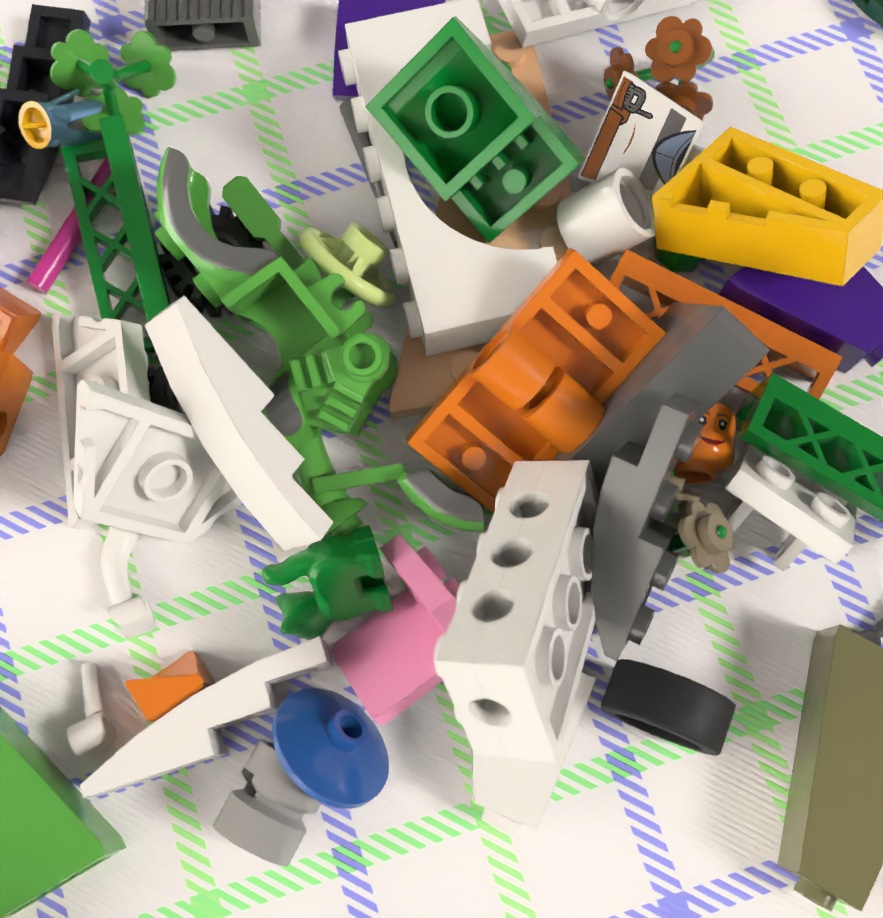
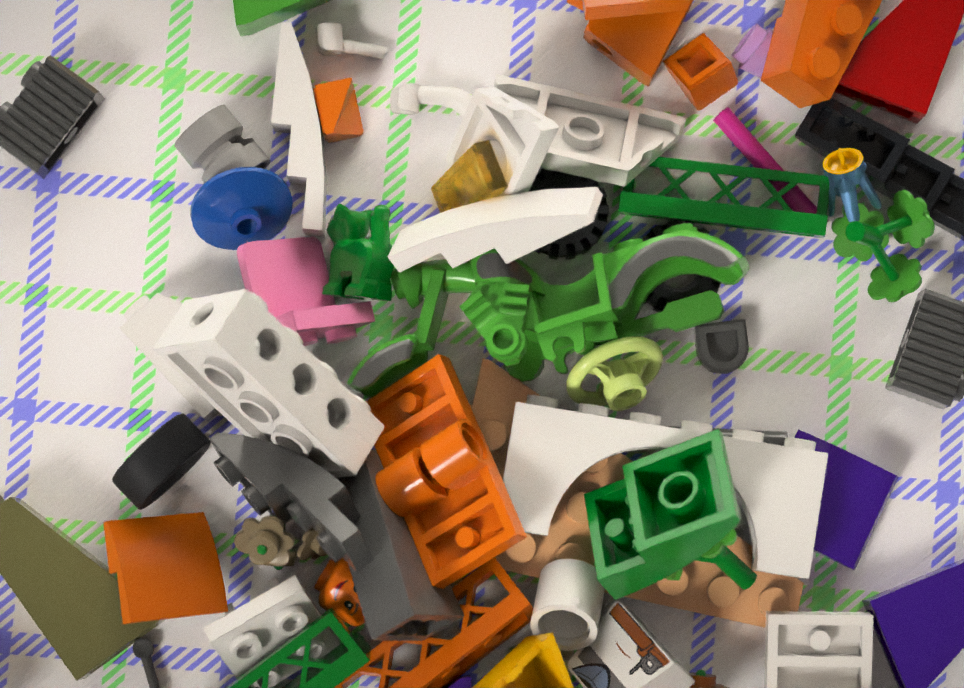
camera: 110 degrees right, 10 degrees up
(197, 491) = (470, 179): none -> clear yellow tile
(284, 192) = (721, 345): none -> dark grey tile
(783, 649) = (165, 567): none -> orange slope

